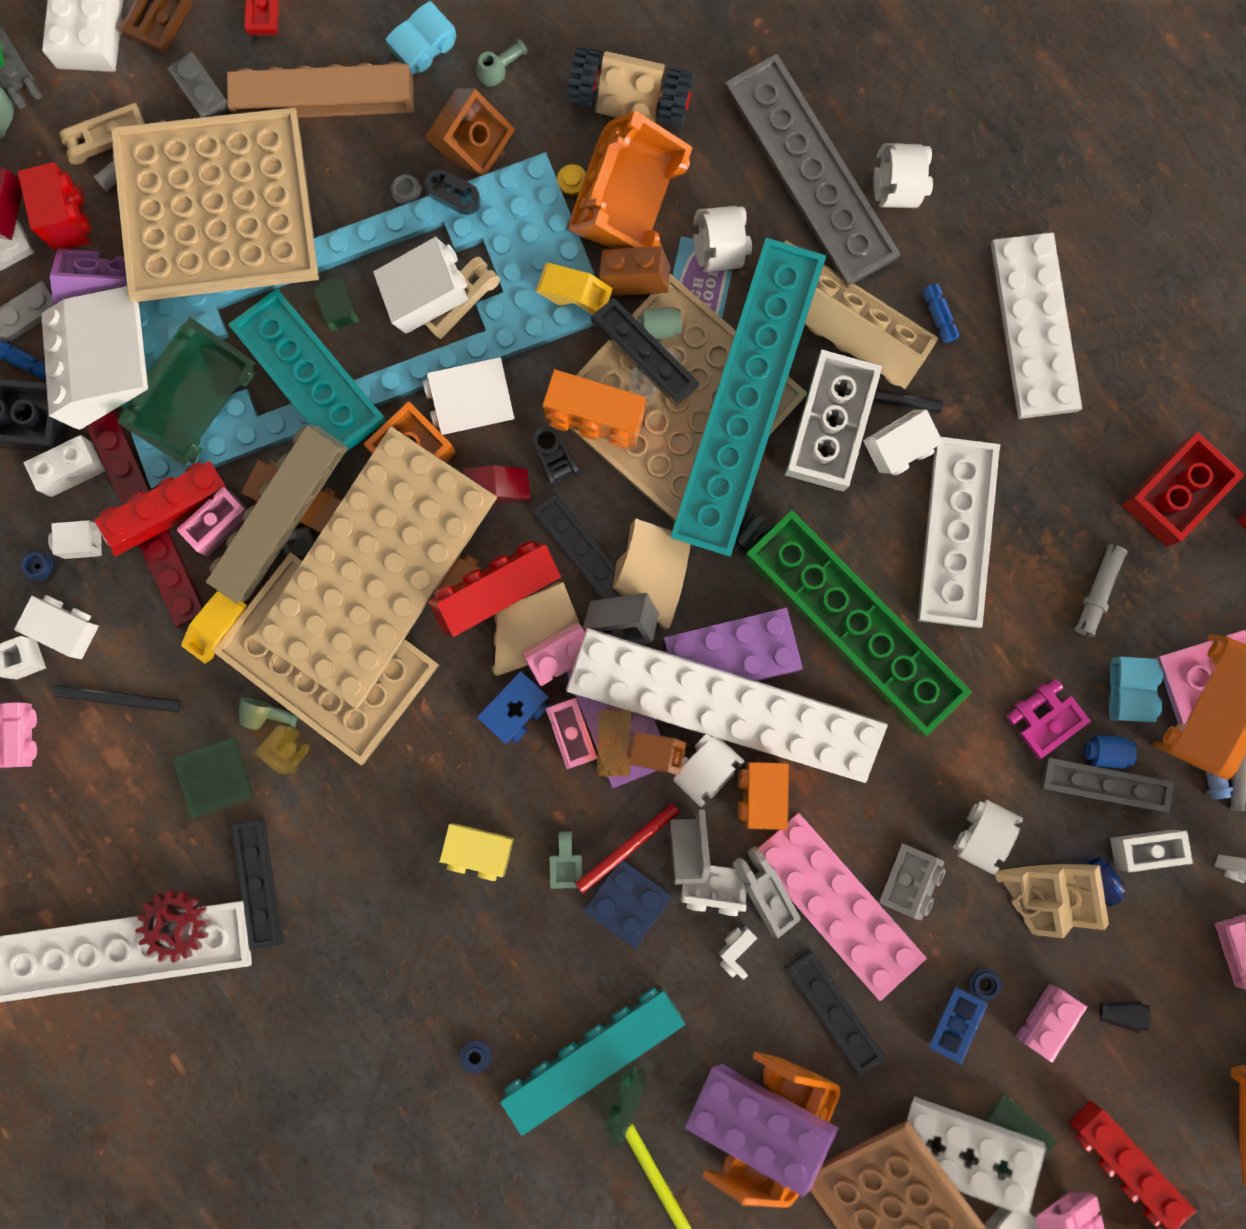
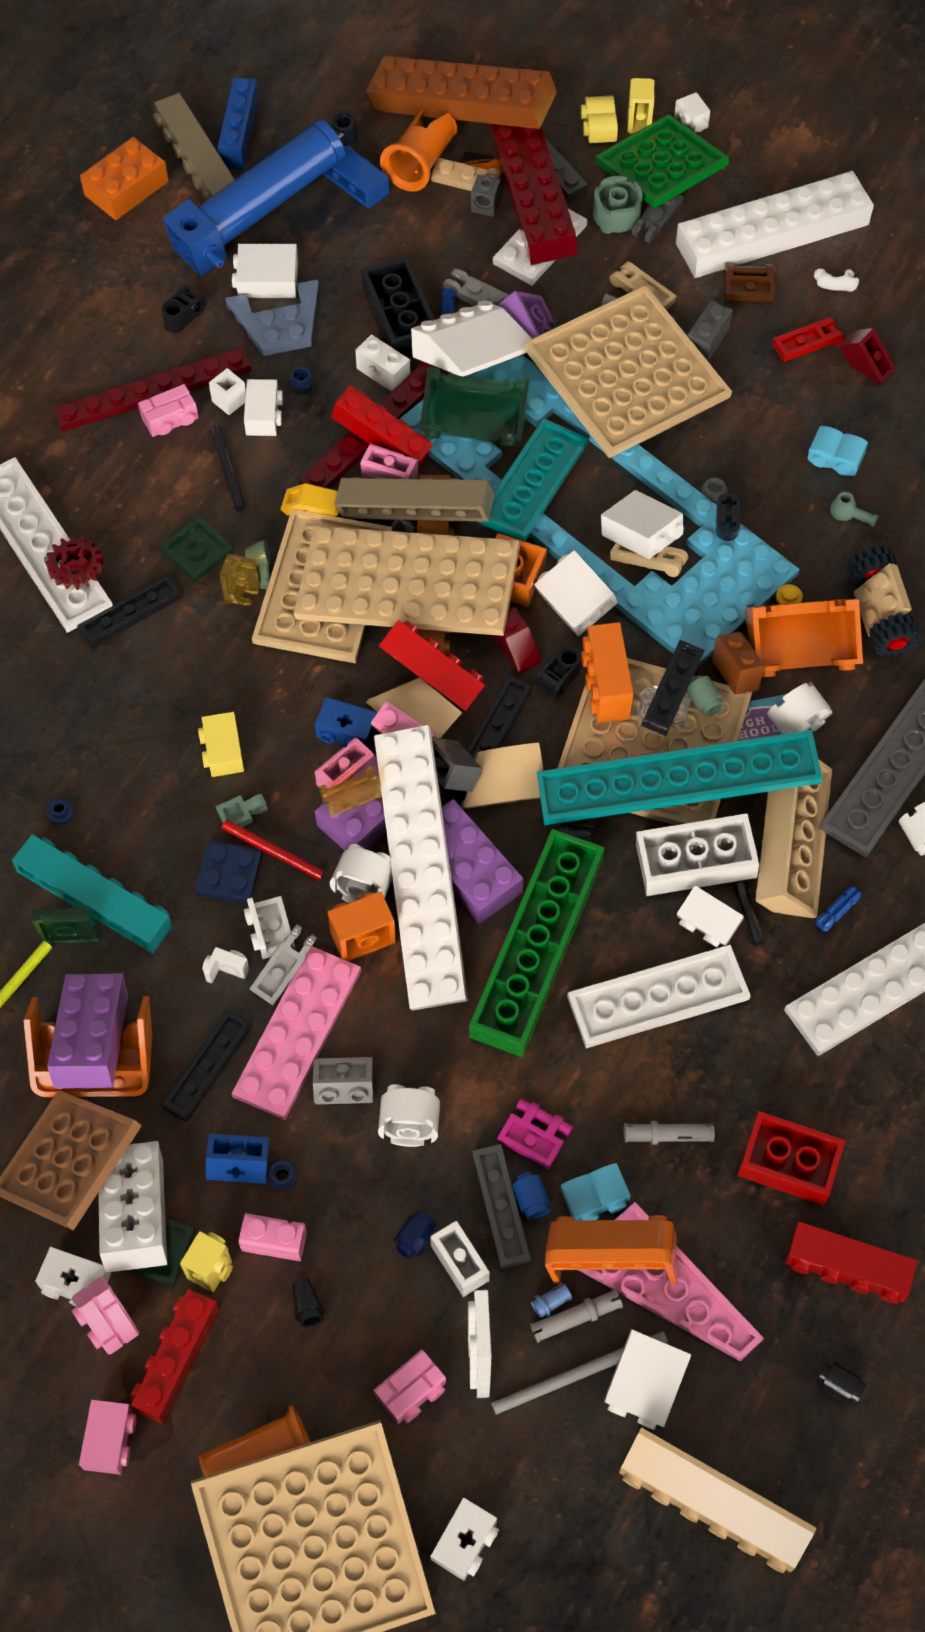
camera: 65 degrees right, 20 degrees down
(55, 206) = (568, 278): red brick -> none
(75, 539) = (329, 389): white brick -> none
(323, 91) = (758, 407): medium nougat brick -> none
(336, 304) = (598, 480): clear green brick -> none
(470, 131) = (783, 512): dark orange slope -> none
(569, 286) = (699, 623): yellow slope -> none
(656, 753) = (355, 815): dark orange brick -> none
(690, 849) = (292, 892): light grey panel -> none
(1057, 897) = (383, 1202): tan slope -> none
(1057, 1100) = (207, 1261): none -> light yellow brick

